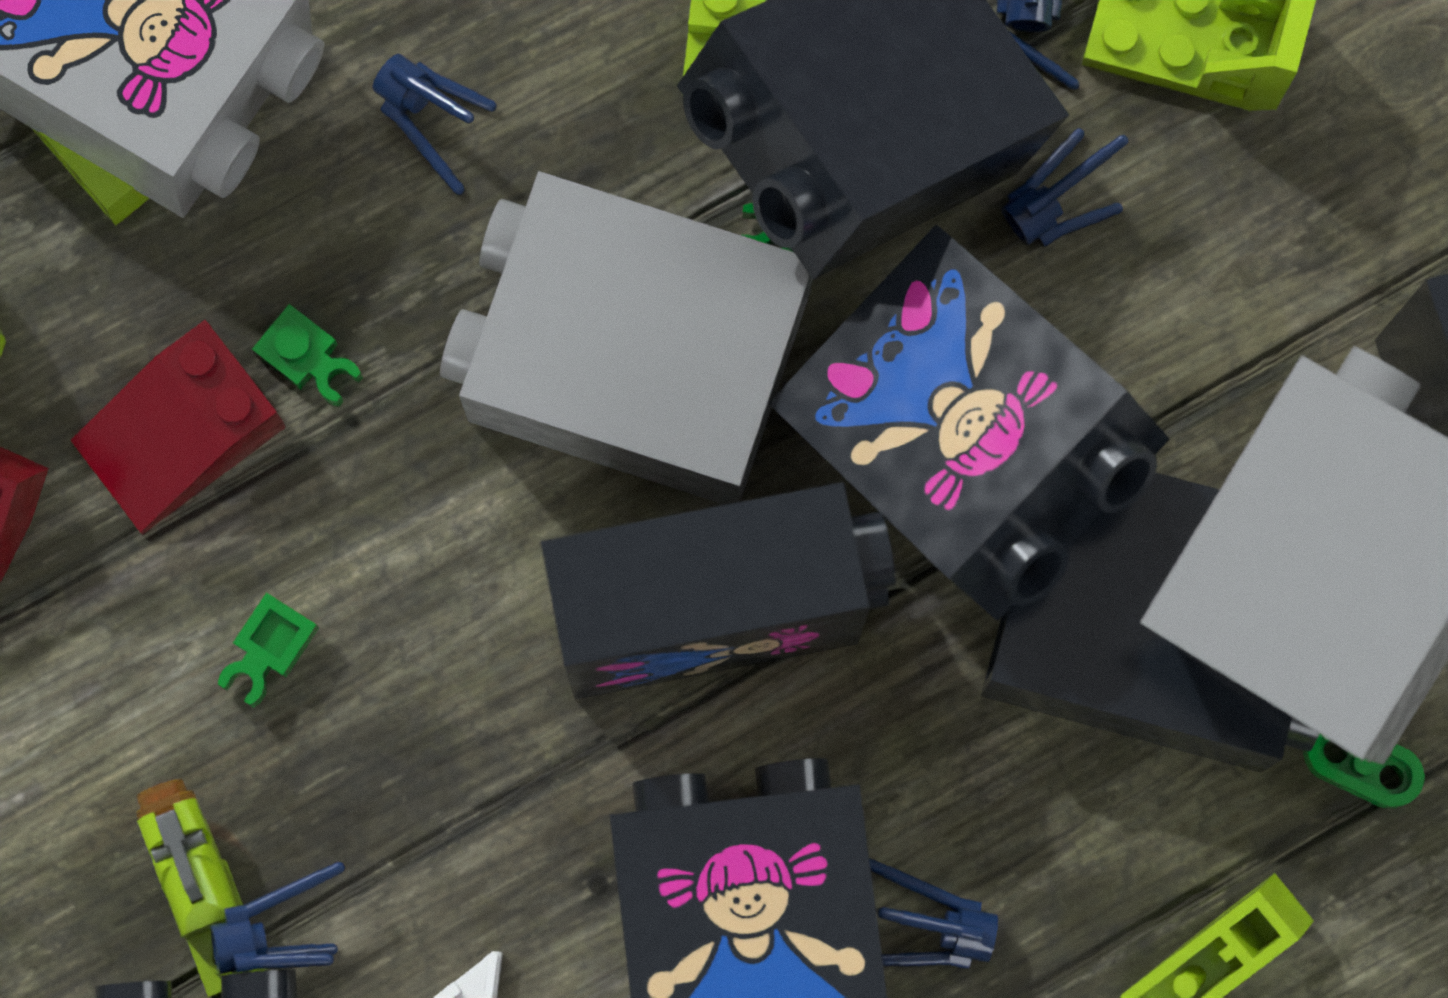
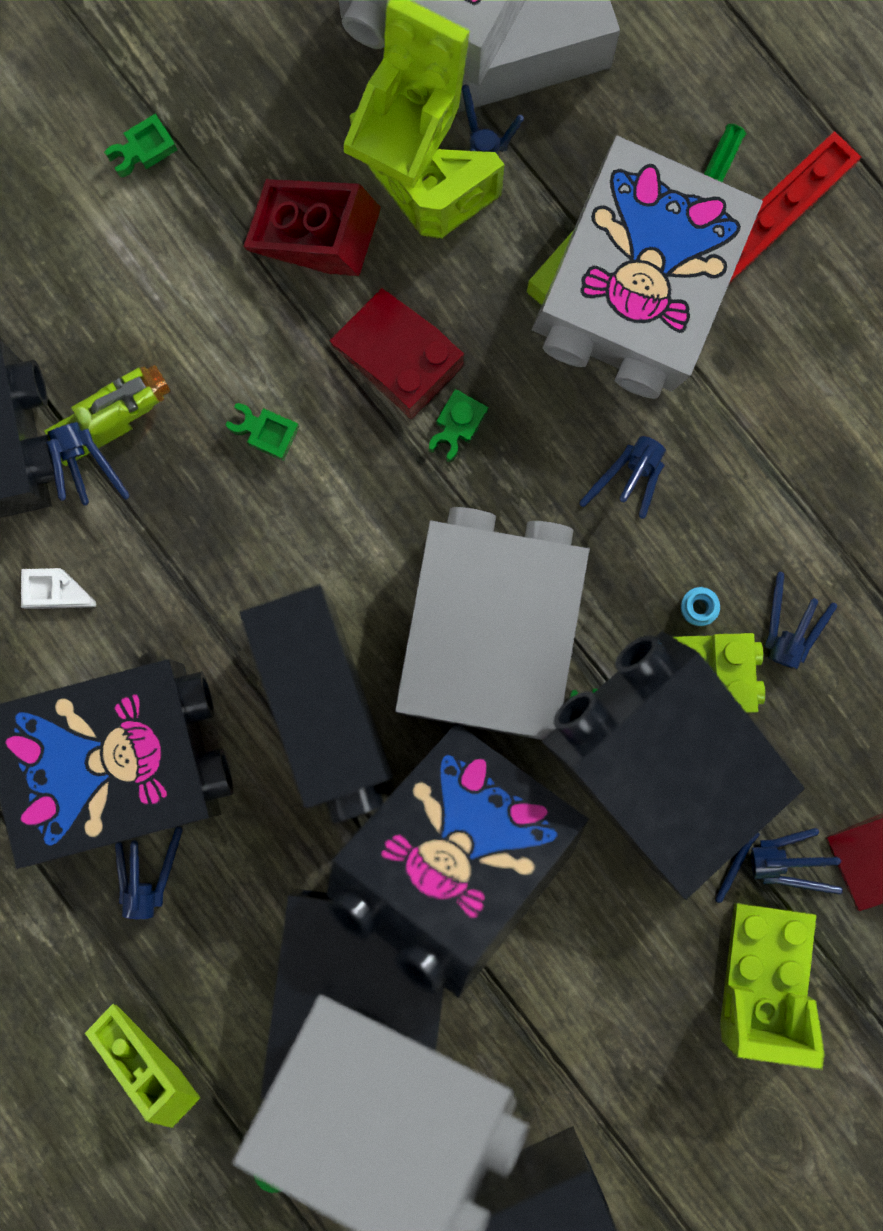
camera: 85 degrees right, 5 degrees up
(642, 26) = (712, 606): none -> medium azure plate
(1034, 212) = (623, 884): dark blue plant -> none

